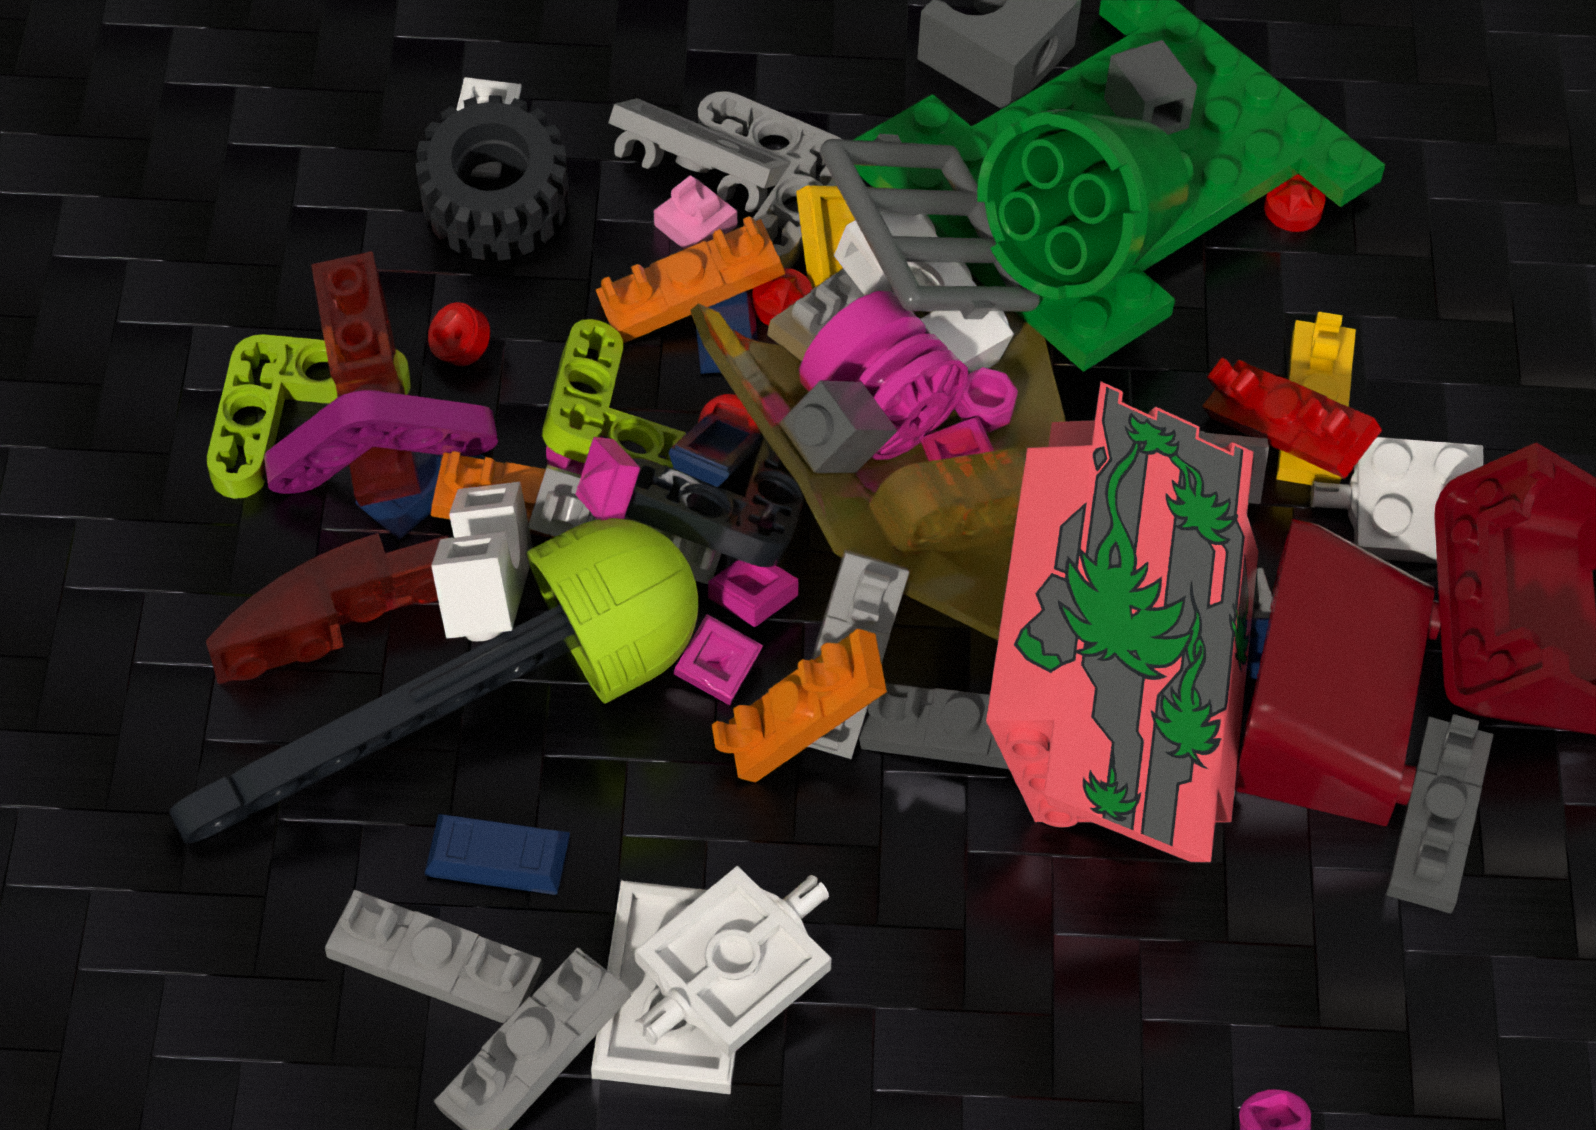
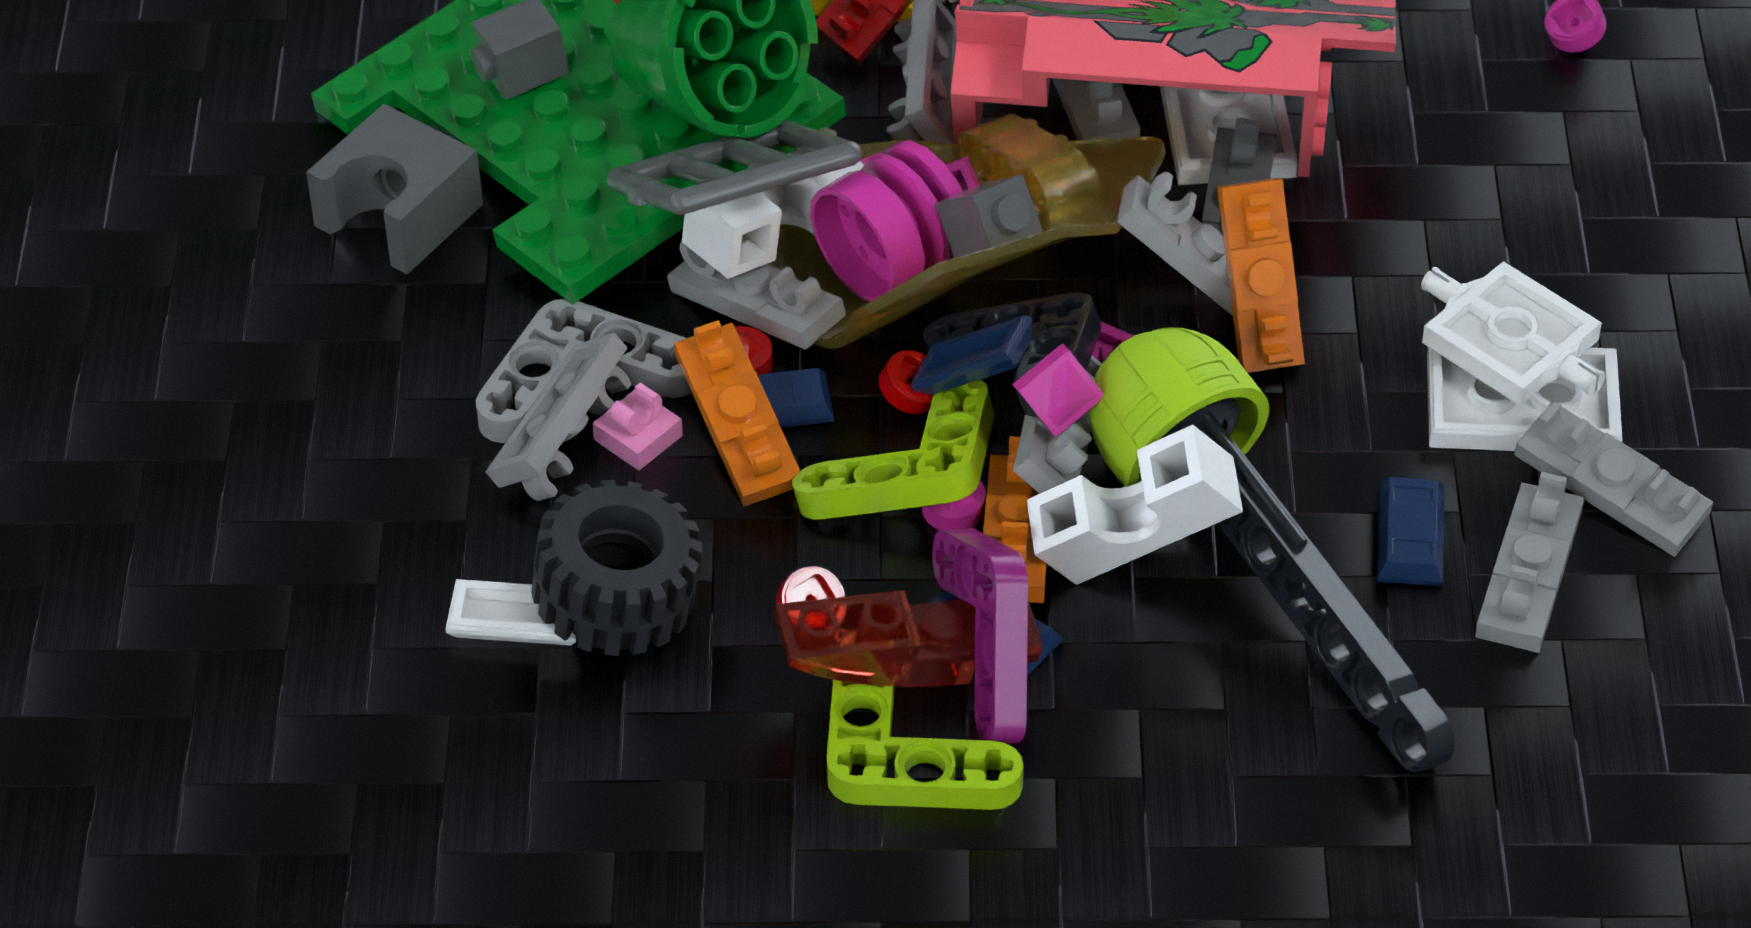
camera: 90 degrees left, 10 degrees down
(303, 609) = (1168, 677): clear red slope -> none
(822, 223) = (657, 309): yellow tile -> none

